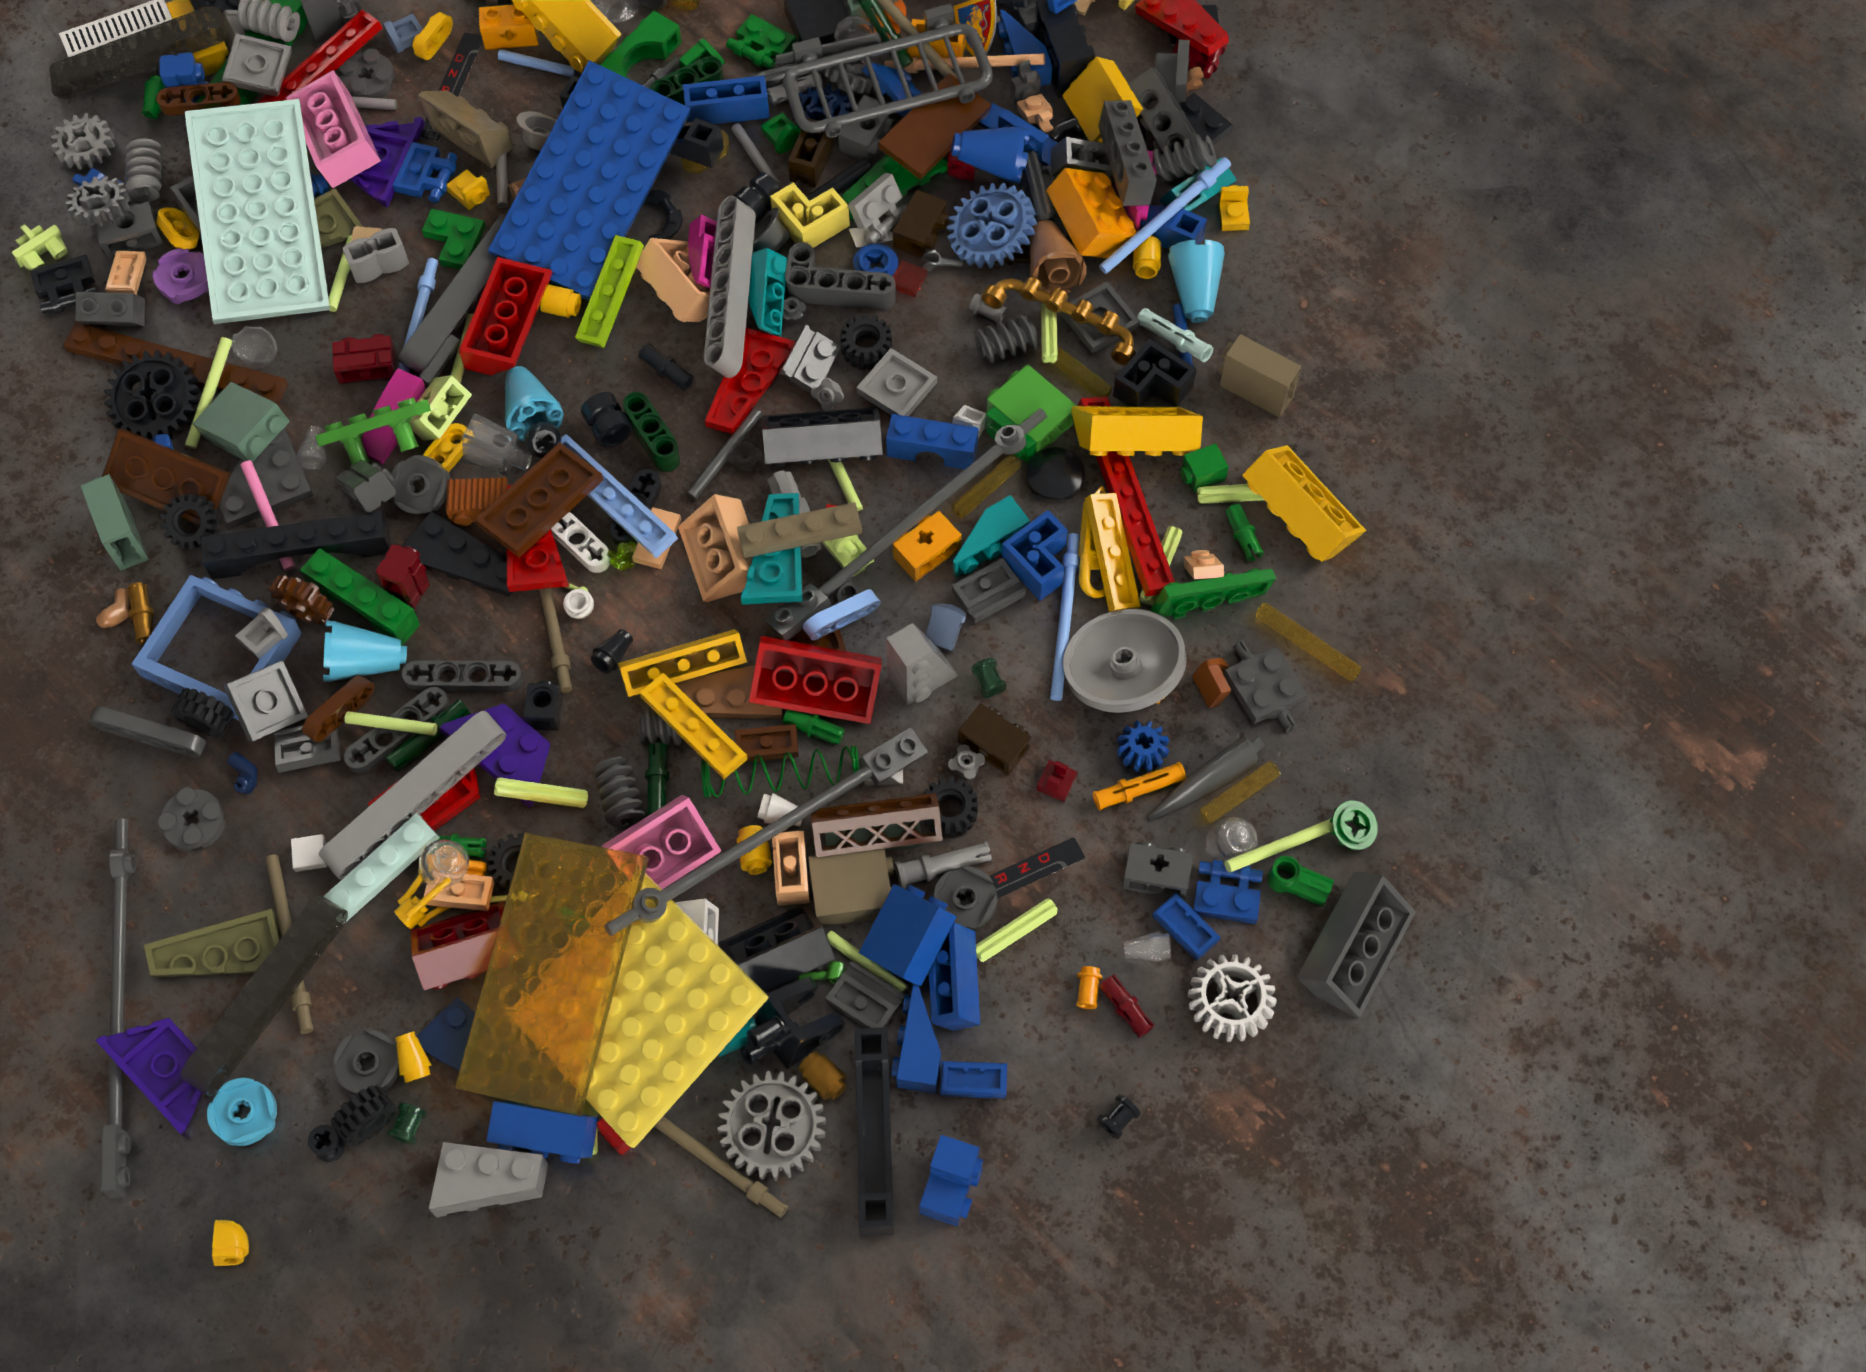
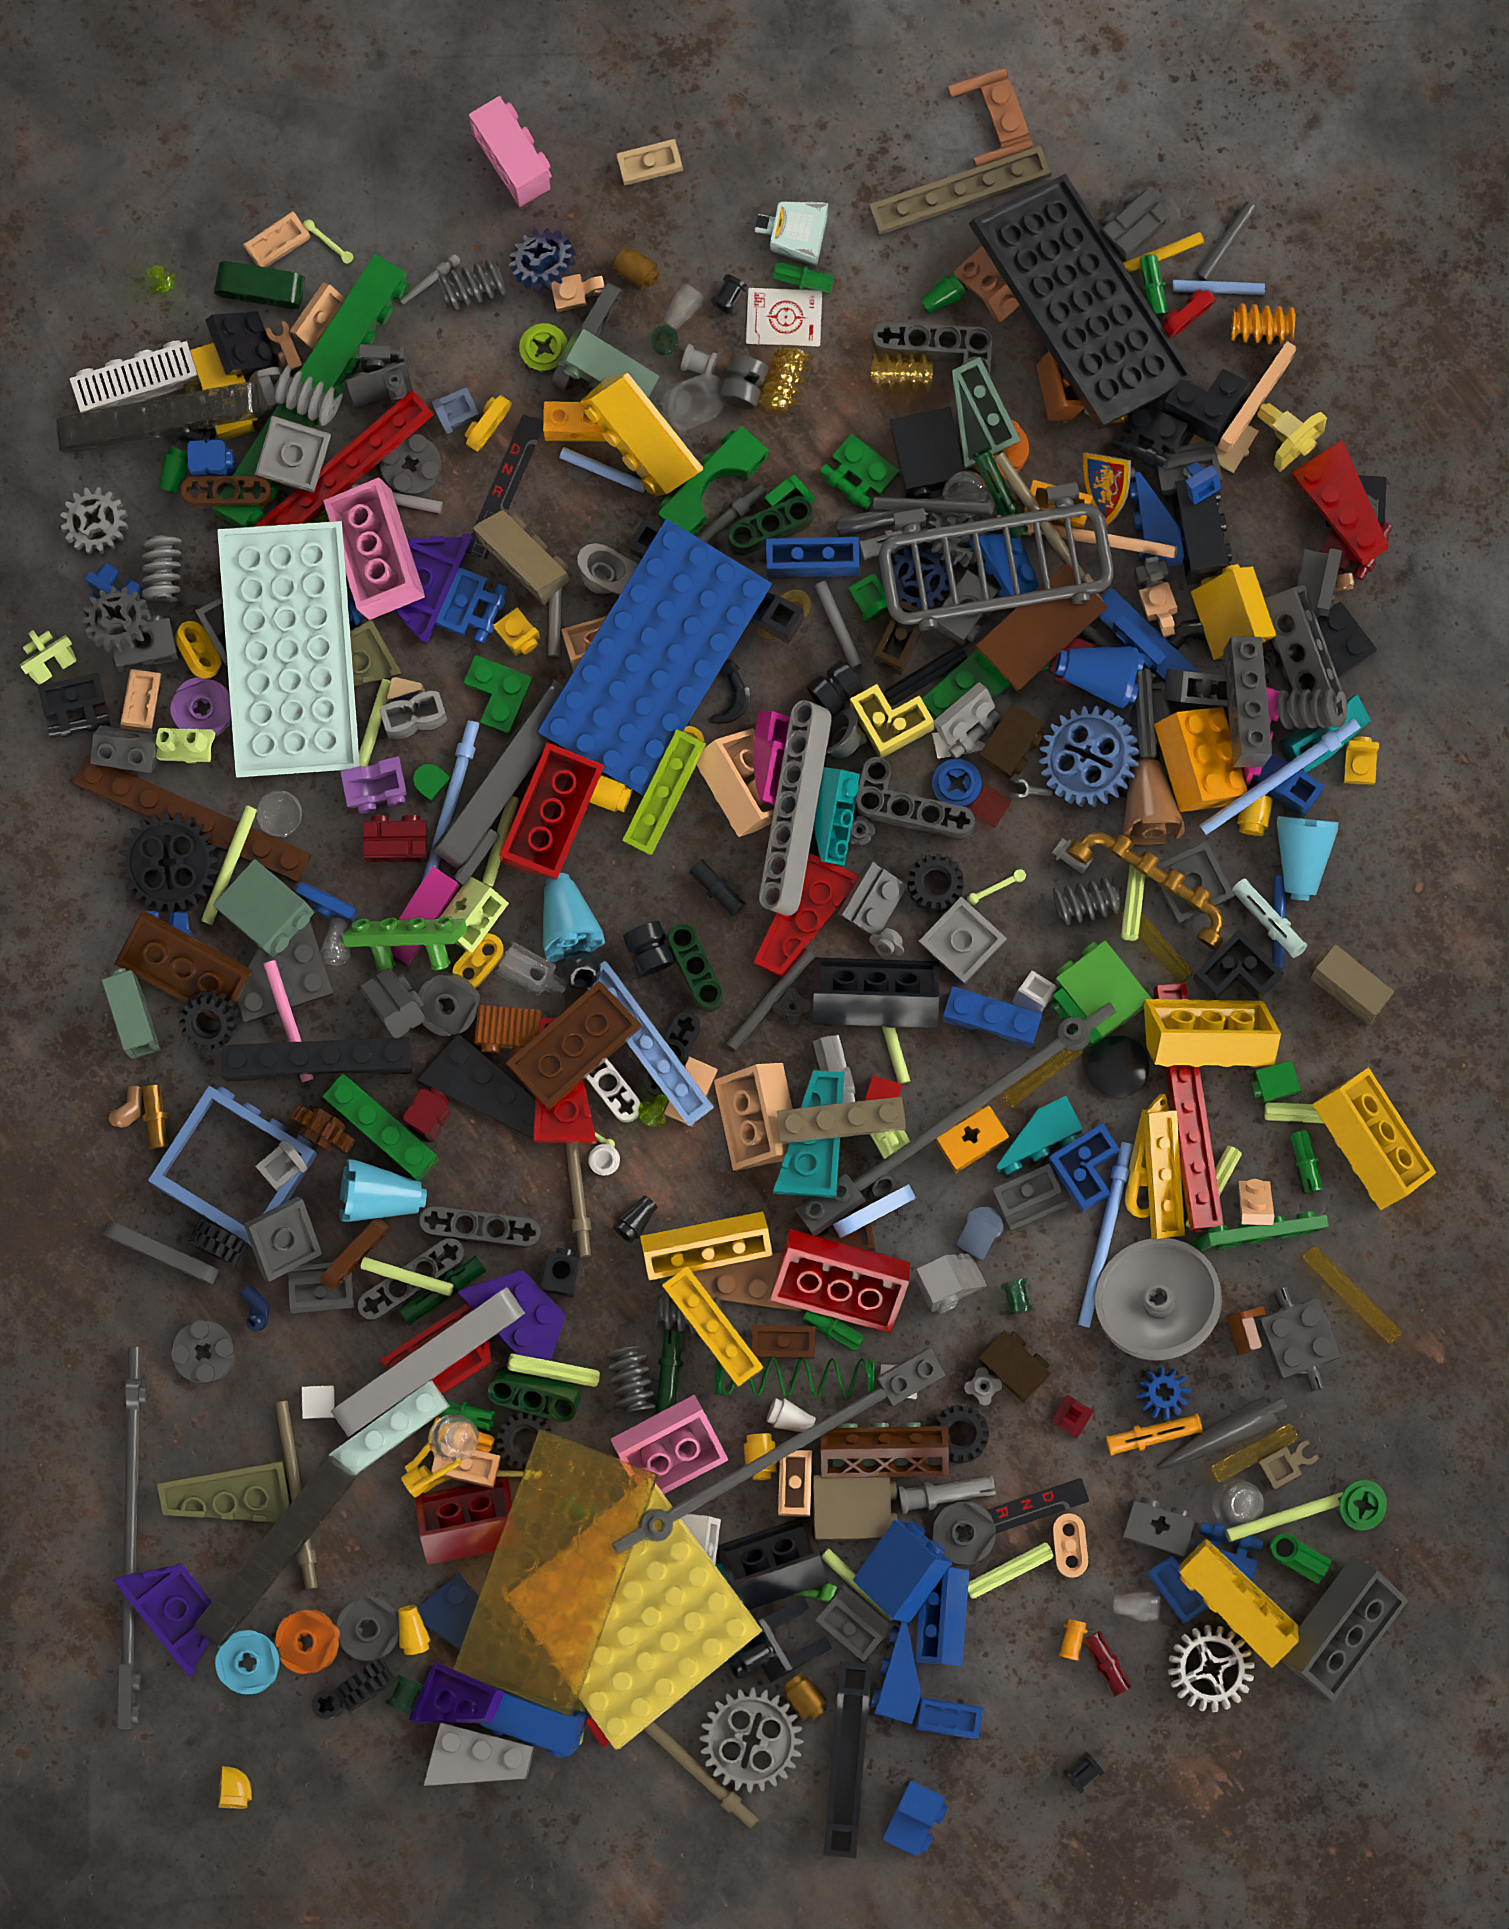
camera: 10 degrees right, 15 degrees up
(168, 299) = (184, 745): none -> yellowish green hips
(301, 415) = (325, 903): none -> blue plate
(319, 1084) = (324, 1638): none -> orange plate
(344, 316) = (374, 785): none -> medium lavender cylinder
(396, 311) = (430, 781): none -> green tile
(458, 1116) = (455, 1698): none -> dark purple wing
(509, 820) = (520, 1399): none -> dark green beam
(942, 332) = (1019, 876): none -> yellowish green hinge
(1072, 899) = (1070, 1545): none -> light nougat plate
(1249, 925) = (1239, 1602): none -> yellow wedge
(1272, 800) = (1283, 1466): none -> dark tan plate

